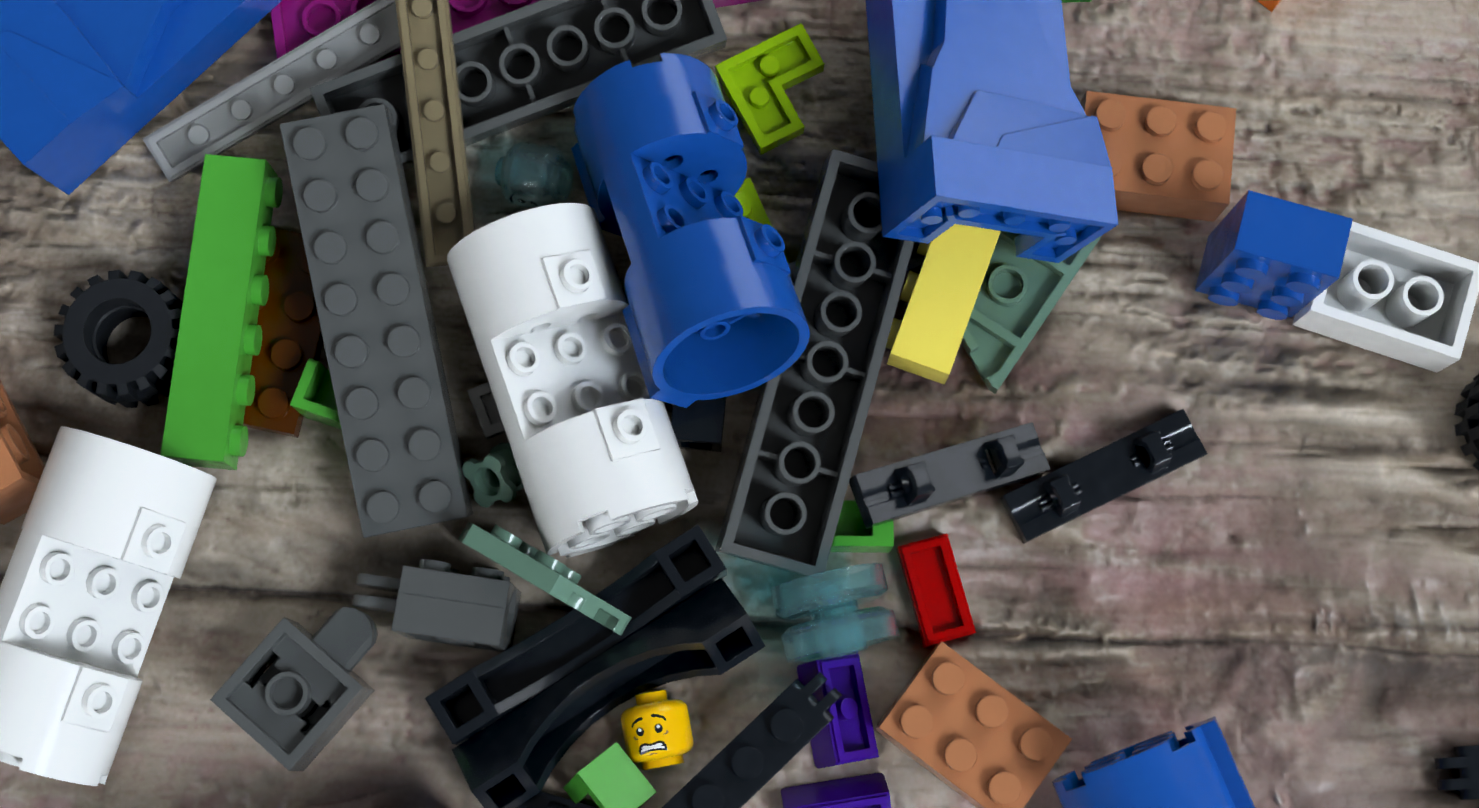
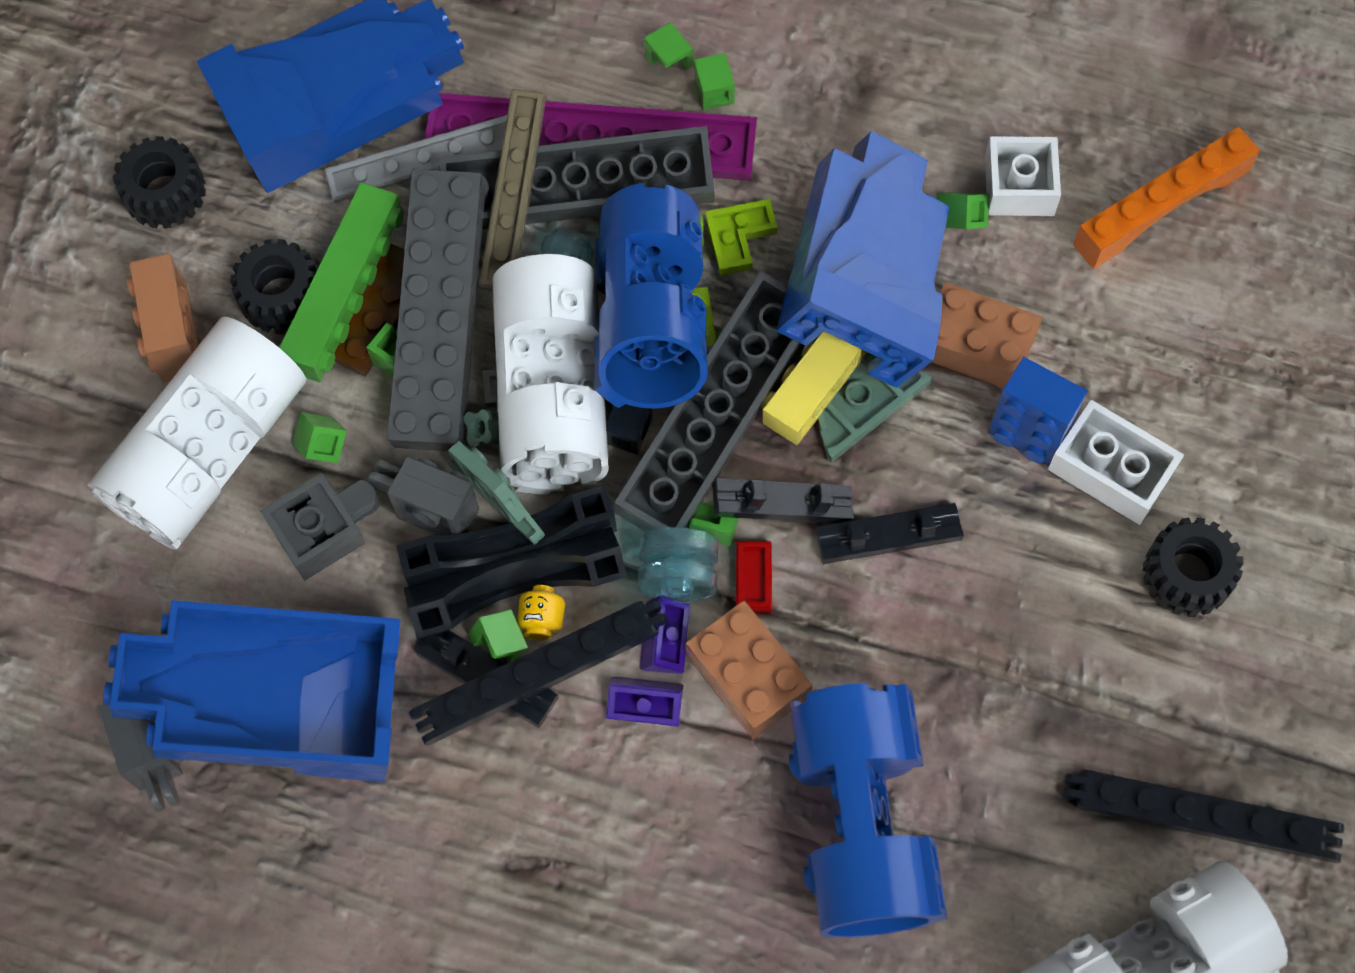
camera: 20 degrees right, 10 degrees down
(260, 552) = (319, 437): none -> bright green panel

